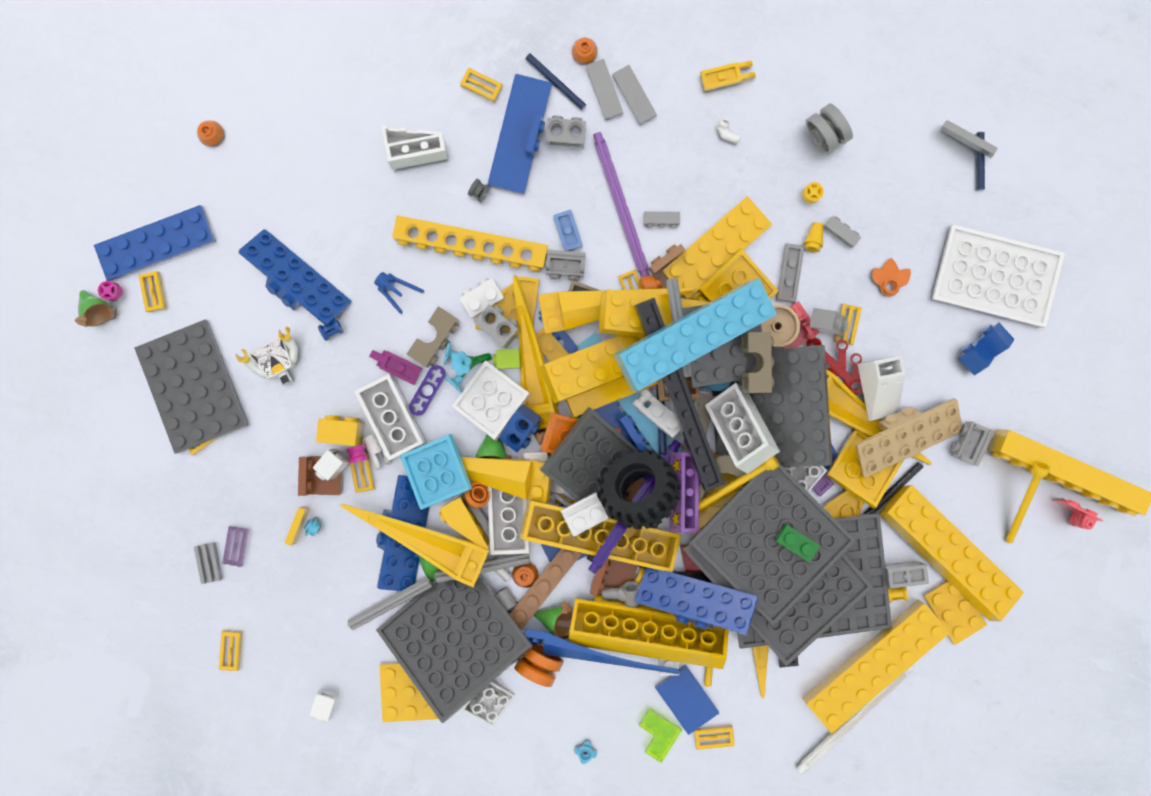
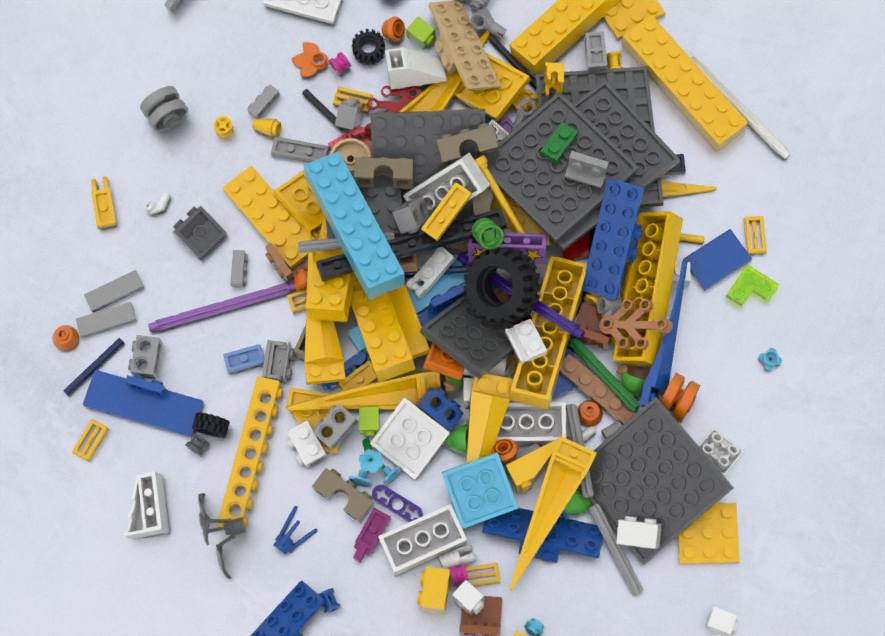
camera: 80 degrees left, 15 degrees down
(391, 230) = (231, 527): none -> dark grey plant
(401, 627) = (639, 533): none -> white brick
(496, 202) = (210, 425): none -> black tyre
(558, 593) = (606, 376): none -> green axle
(607, 619) = (632, 324): none -> nougat plant
(691, 473) = (487, 233): none -> bright green wheel
(698, 175) = (198, 231): none -> dark grey plate
(712, 393) = (411, 215): none -> light grey brick
(713, 430) = (446, 211): none -> yellow plate
(766, 573) = (586, 169): none -> light grey bracket
(787, 431) = (451, 146): none -> dark tan arch
(834, 502) = (523, 114): none -> light grey pin
(838, 291) = (327, 113): none -> black bar
(873, 535) = (554, 77): none -> yellow hinge
(887, 308) = (339, 63): none -> dark pink wheel
(917, 333) = (372, 56): none -> black tyre
(923, 391) = (421, 32): none -> lime brick
(927, 362) = (393, 29): none -> orange cone
(936, 461) = (488, 24): none -> light grey pin

